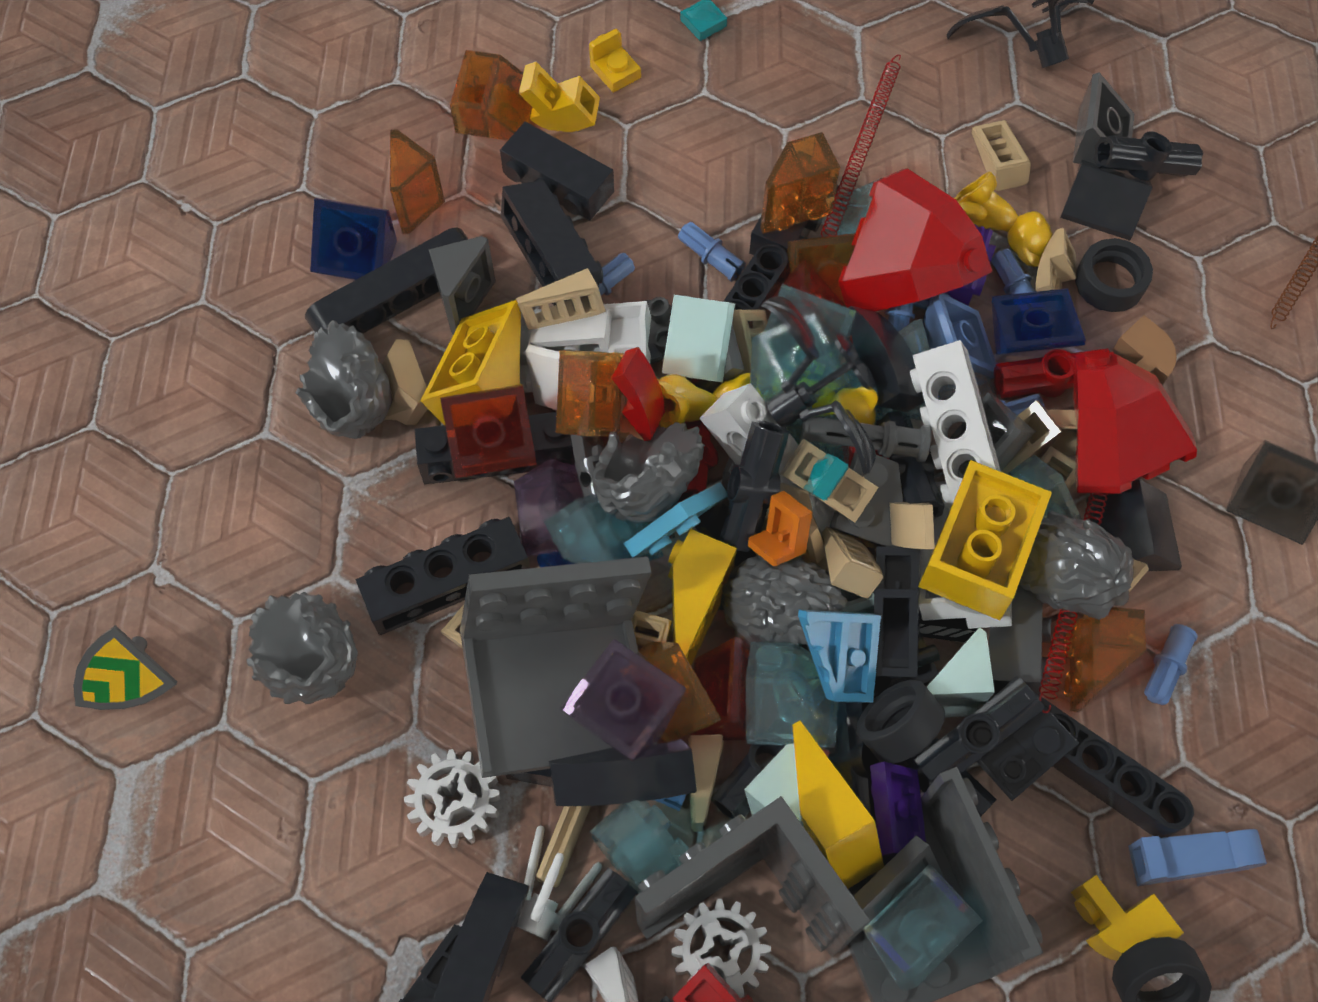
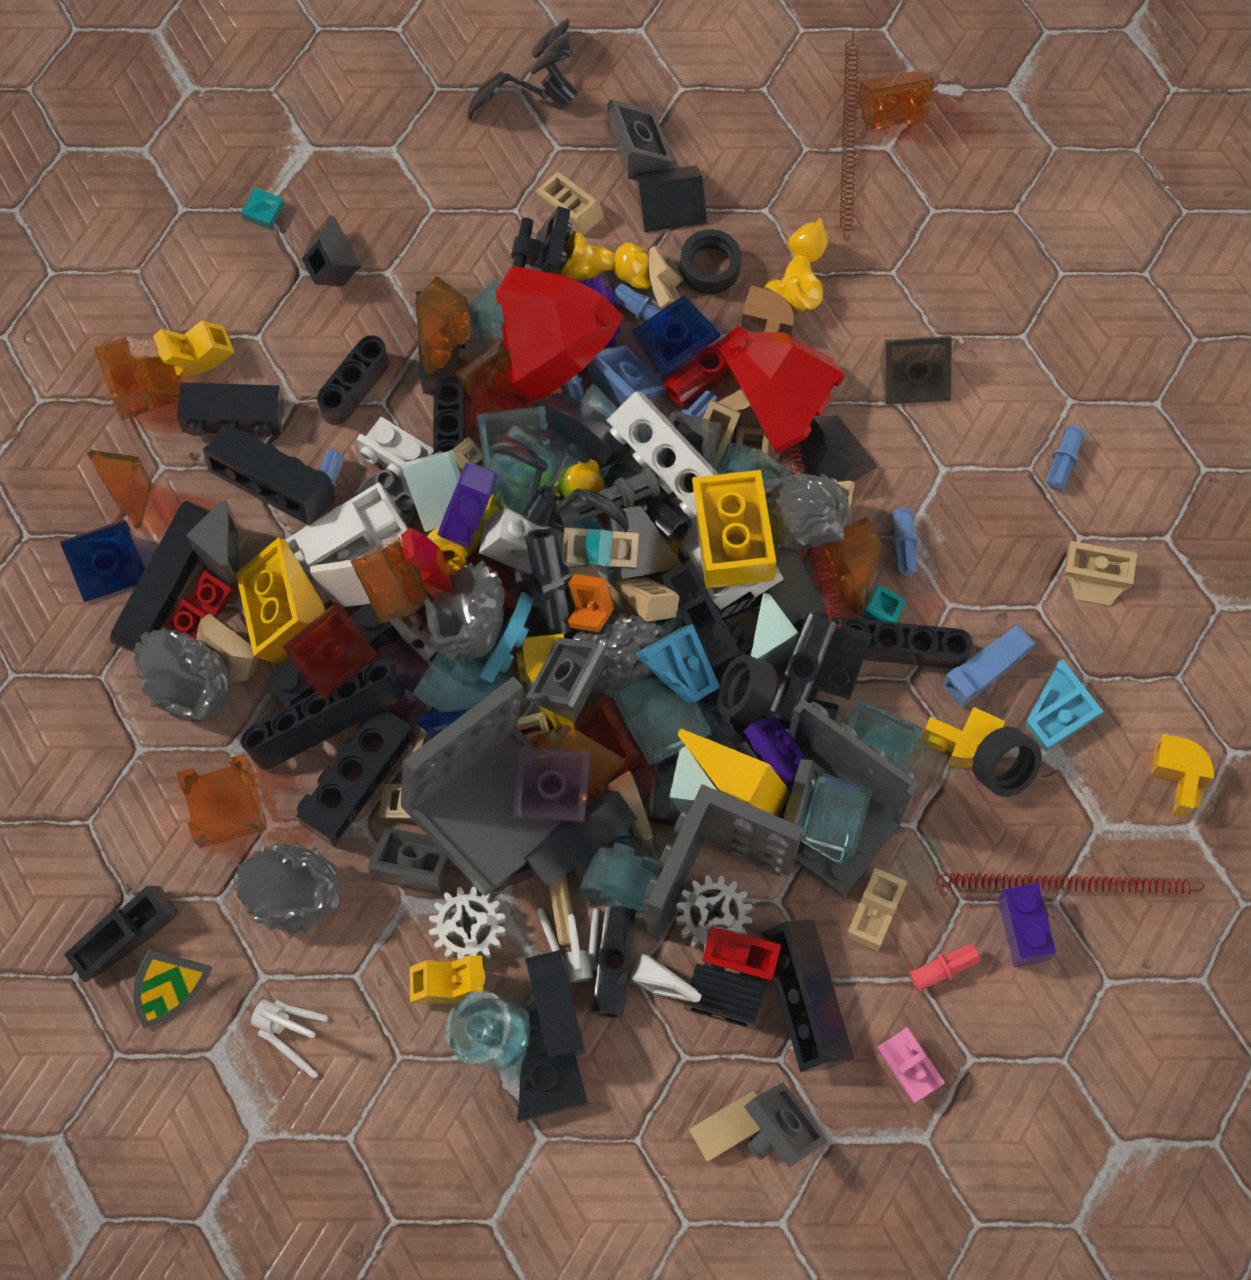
camera: 30 degrees left, 5 degrees up
(121, 596) = (121, 932): none -> black slope
(197, 775) = (272, 1018): none -> white plant
(301, 527) = (222, 802): none -> clear orange panel
(391, 844) = (446, 981): none -> yellow brick
(394, 929) = (488, 1031): none -> clear light blue brick
(423, 329) = (206, 598): none -> red slope
(437, 691) = (409, 861): none -> dark grey slope
(438, 496) = (318, 719): none -> black beam
(582, 303) = (316, 518): tan slope -> none
(612, 62) = (213, 288): yellow bracket -> none
(682, 277) = (391, 446): none -> white bracket
(690, 200) = (352, 394): none -> black beam
(711, 251) = (394, 409): medium blue axle -> none
(713, 595) = (568, 676): none -> dark grey slope
(716, 361) = (467, 504): none -> dark purple brick
(737, 85) = (330, 256): none -> black slope
(859, 139) = (475, 310): red piece -> none
(912, 525) = (677, 547): tan slope -> none
(954, 179) = (546, 250): none -> black plate
(1034, 861) = (886, 731): none -> clear light blue slope
(1108, 719) = (883, 605): none -> teal tile
(1148, 156) = (684, 148): black piece -> none
(1198, 340) = (799, 283): none -> yellow animal
(1259, 957) = (1061, 708): none -> medium azure wing

